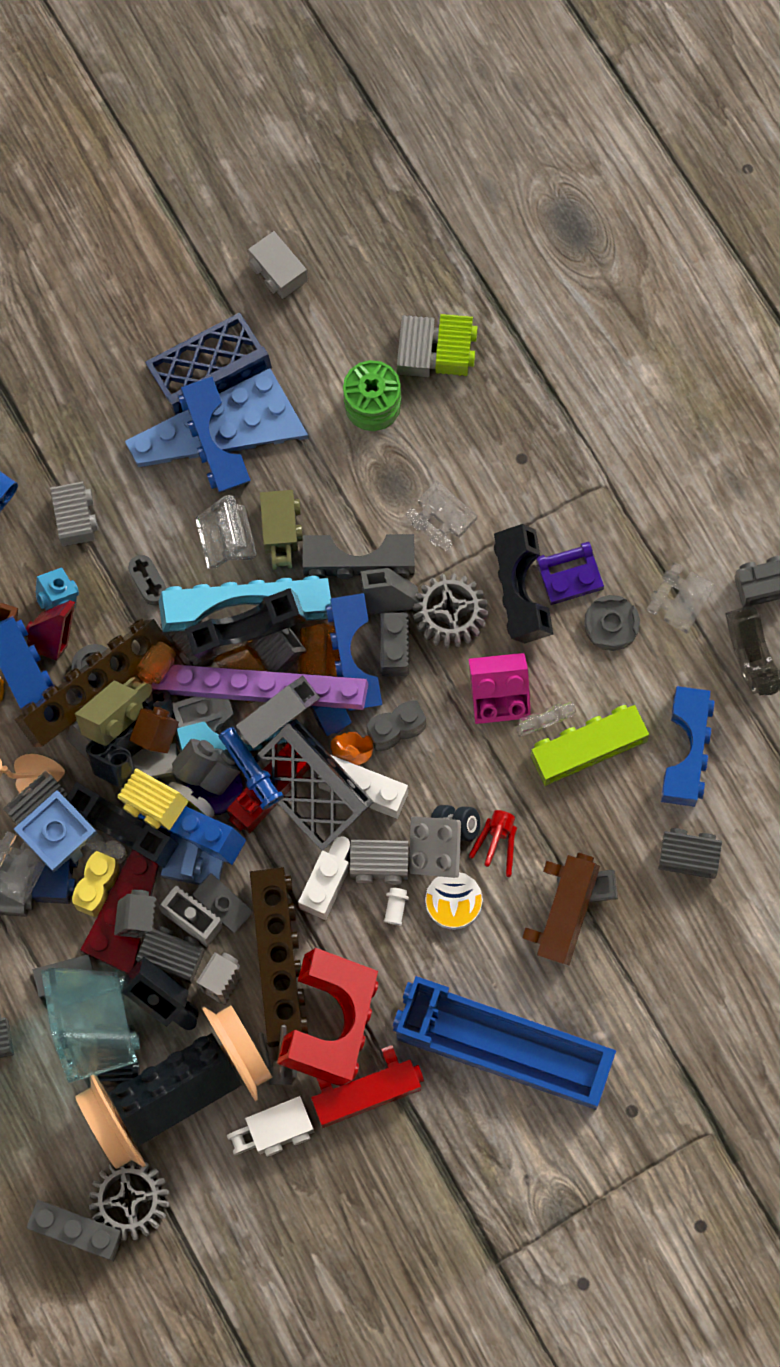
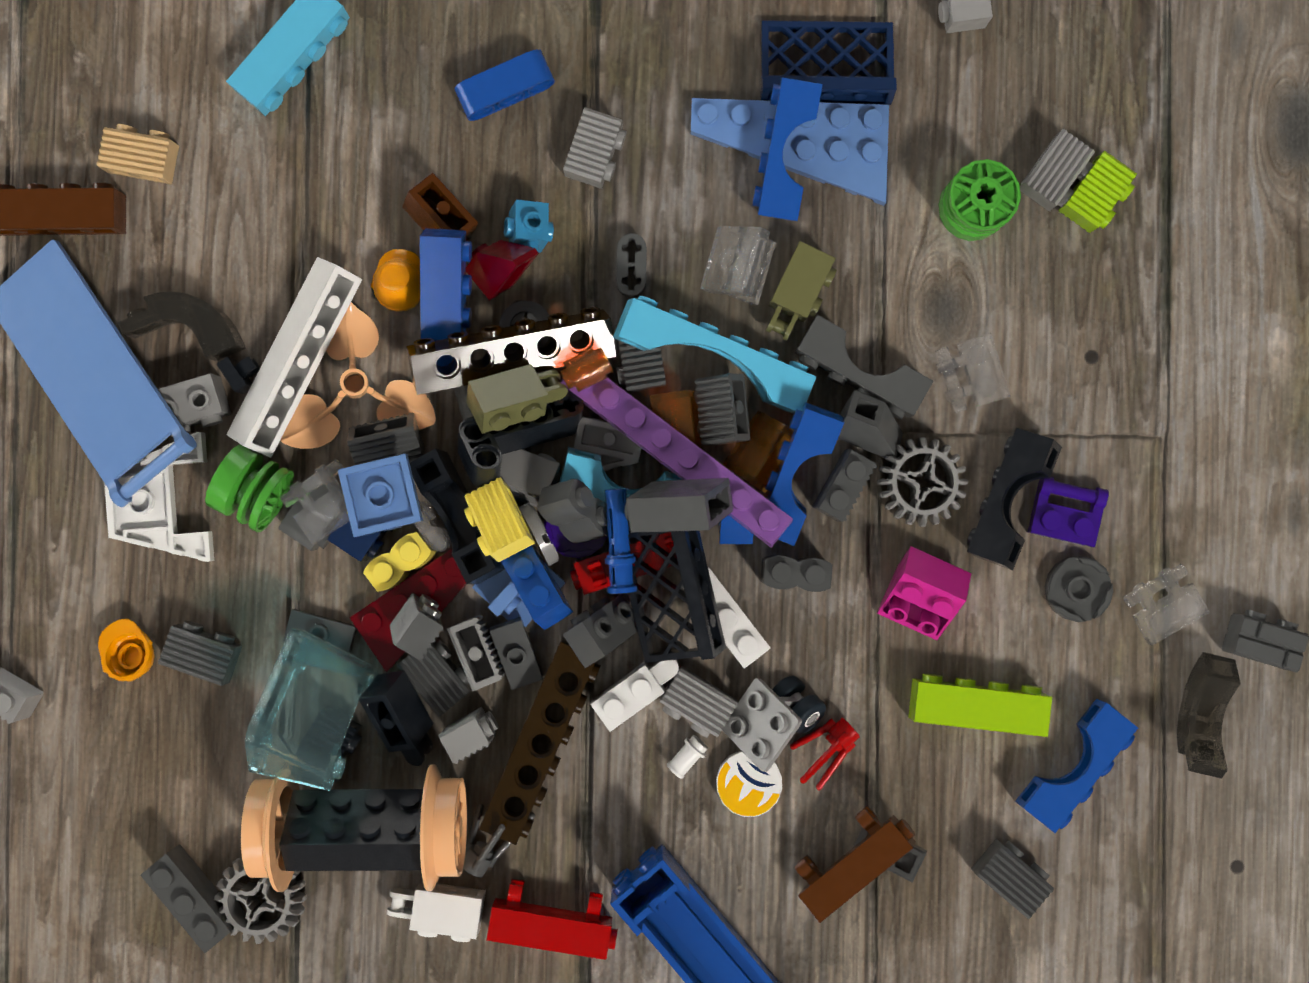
camera: 20 degrees right, 15 degrees up
(154, 730) = (543, 442): reddish brown brick -> none
(222, 635) = (700, 385): black arch -> none
(275, 843) = (601, 631): none -> dark grey brick
(352, 747) = (738, 570): orange hair -> none
(353, 988) = (541, 885): arch -> none
(553, 715) = (942, 656): clear plate -> none

